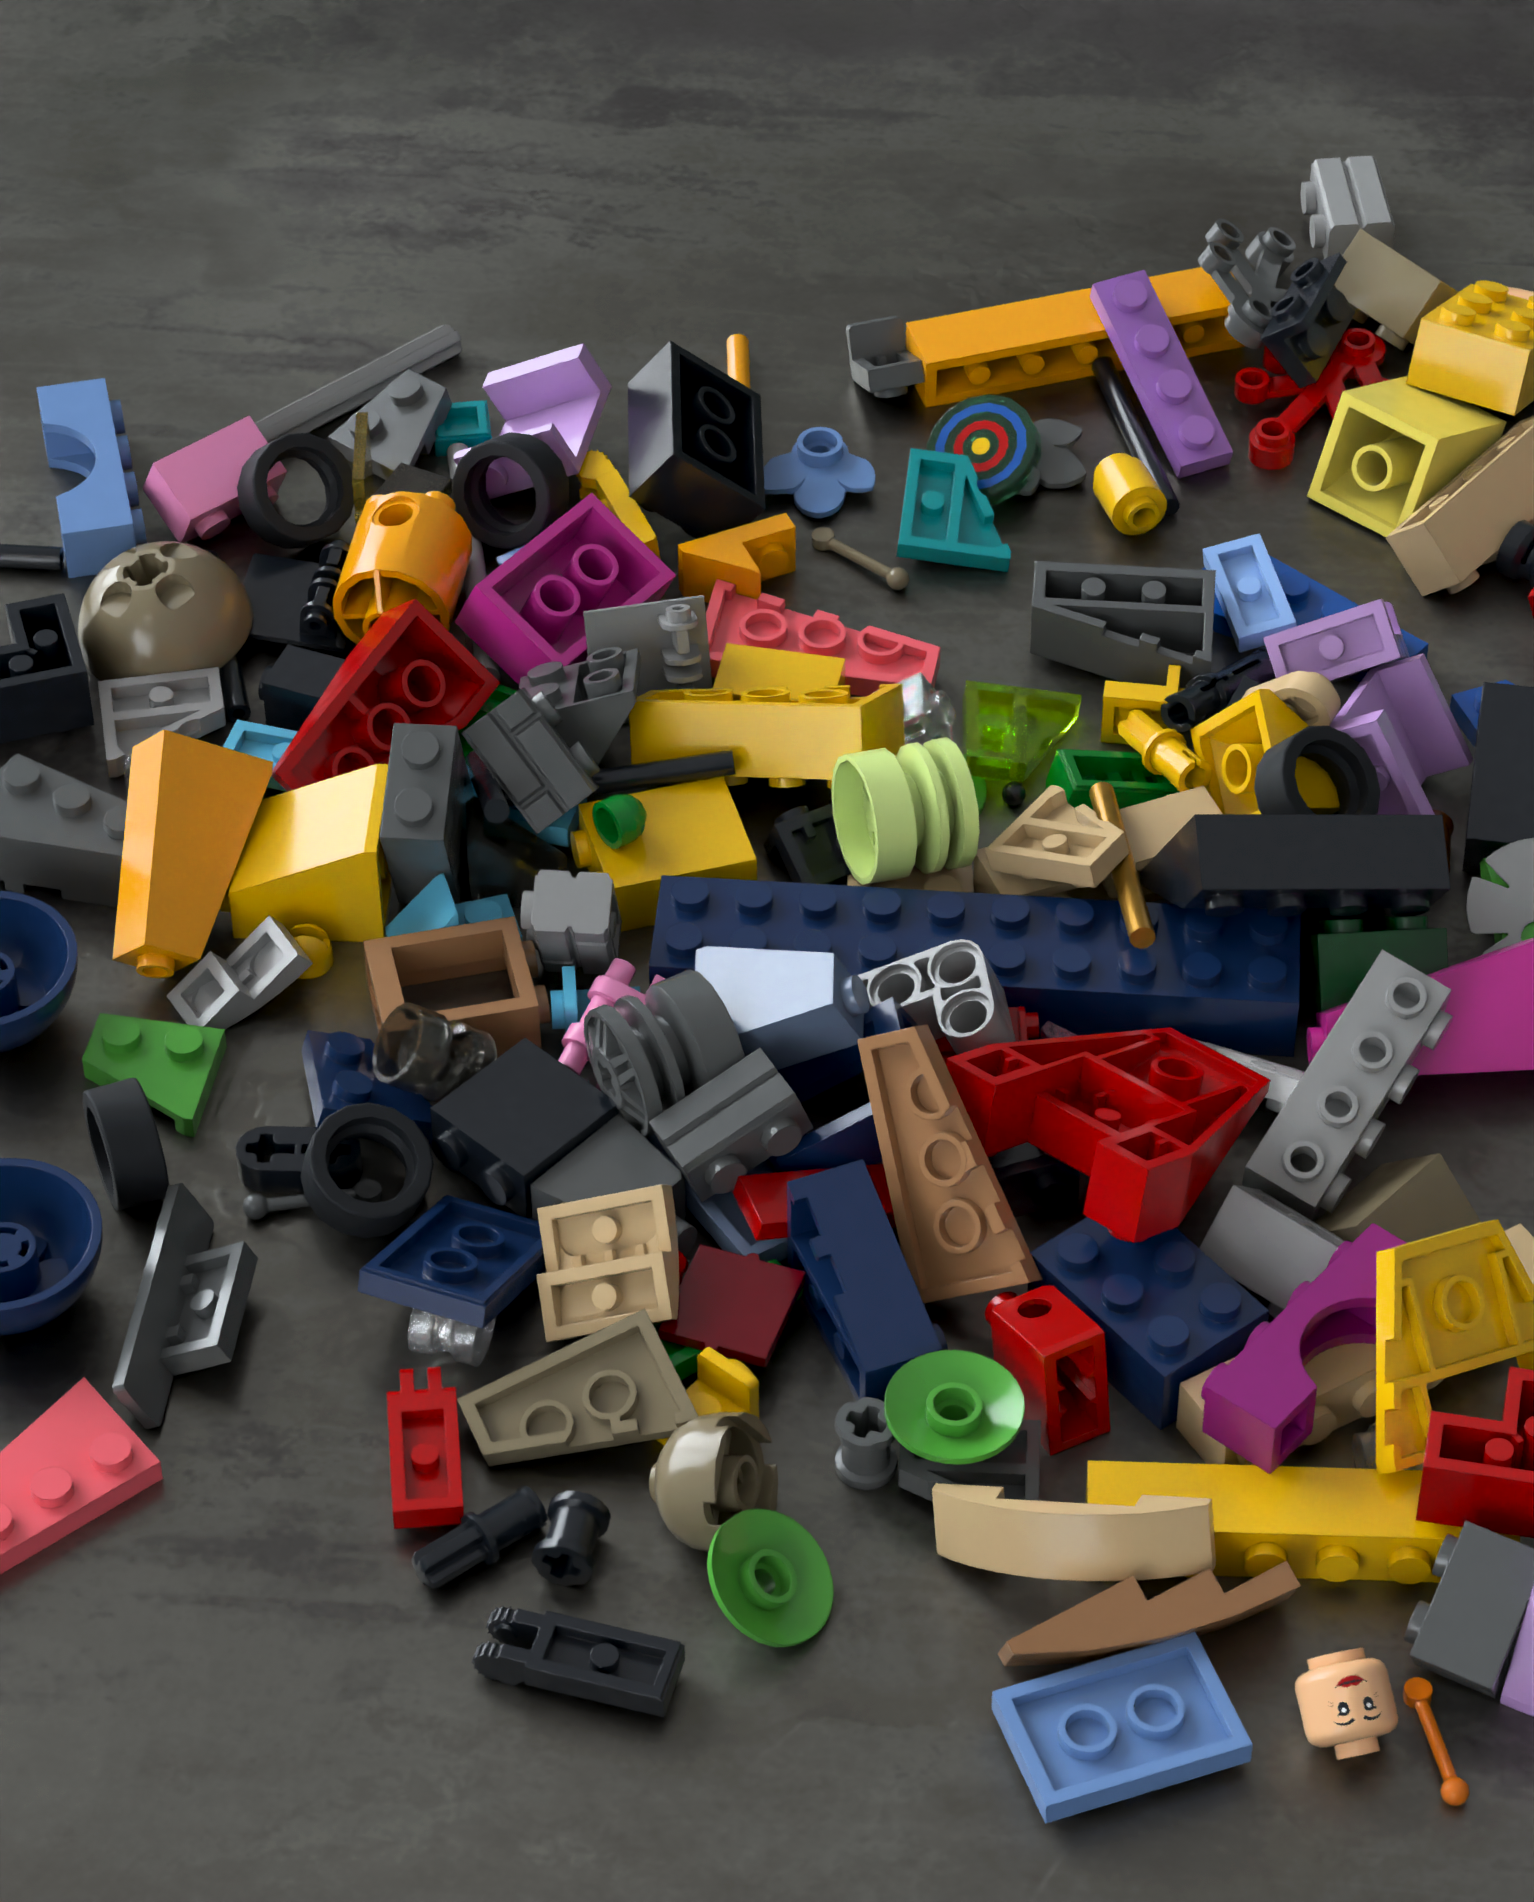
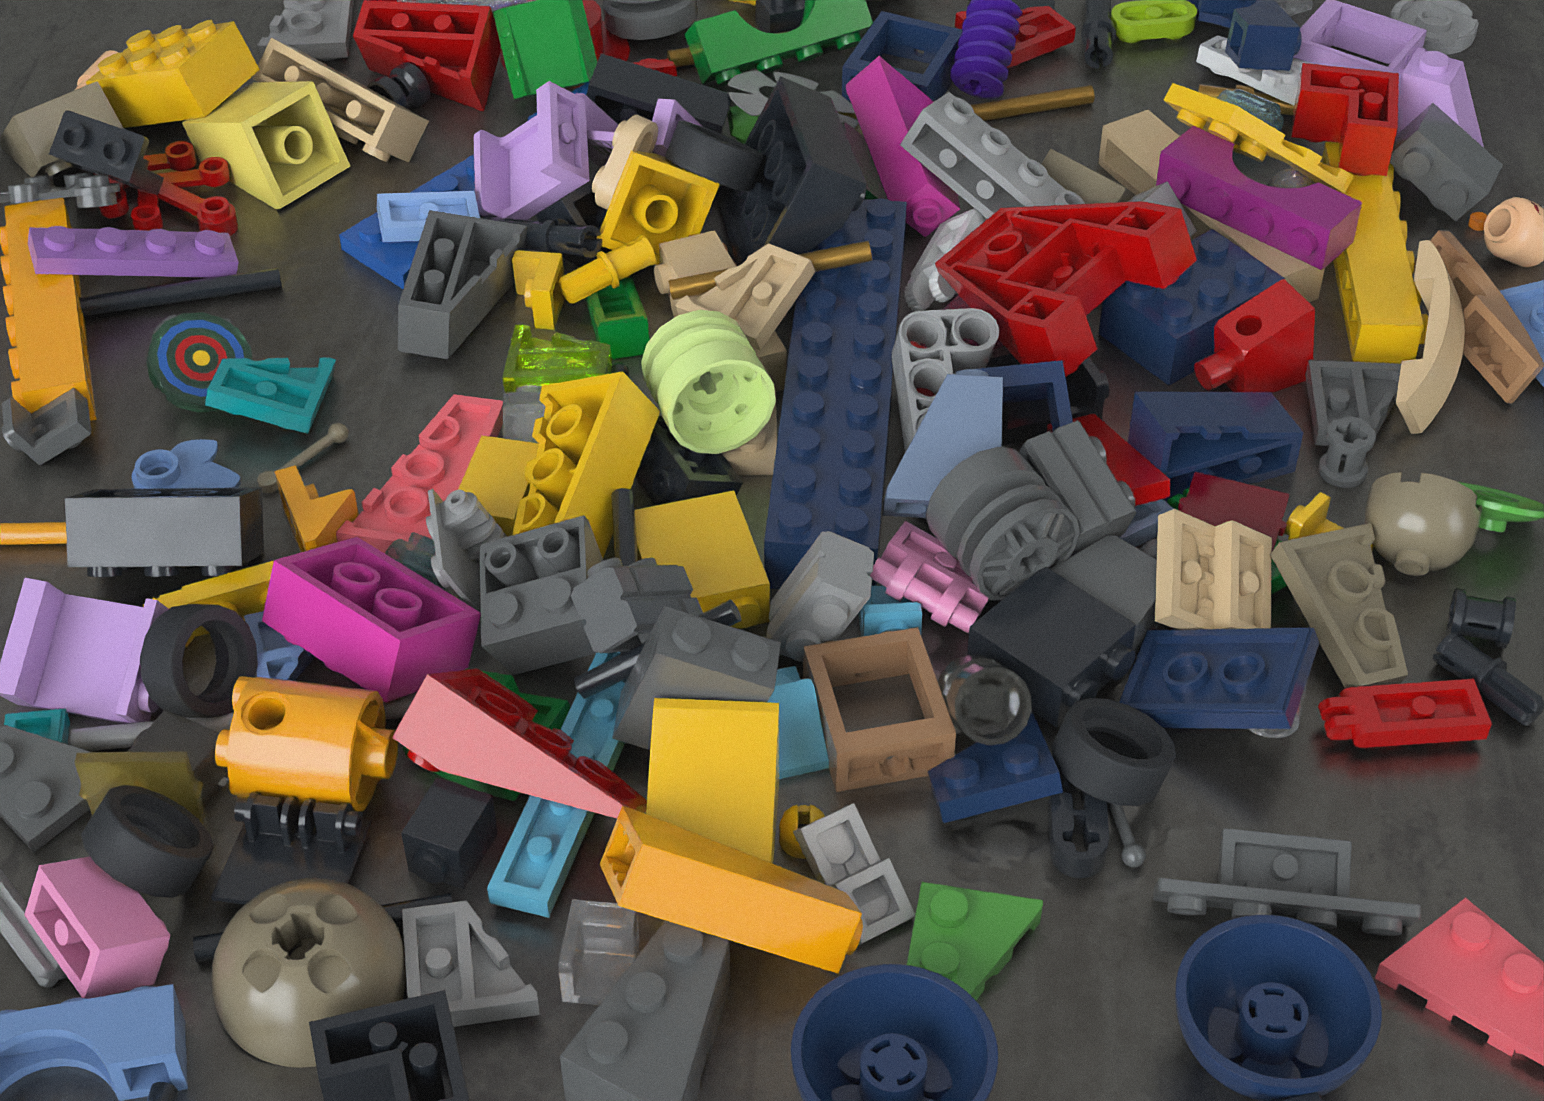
camera: 90 degrees left, 0 degrees up
(125, 1144) = (1114, 926): black tyre -> none
(619, 819) = (704, 561): green hinge -> none
(938, 1177) = (1118, 357): medium nougat wing -> none
(954, 1407) = (1334, 382): bright green dish -> none
(1128, 494) = (270, 289): yellow brick -> none

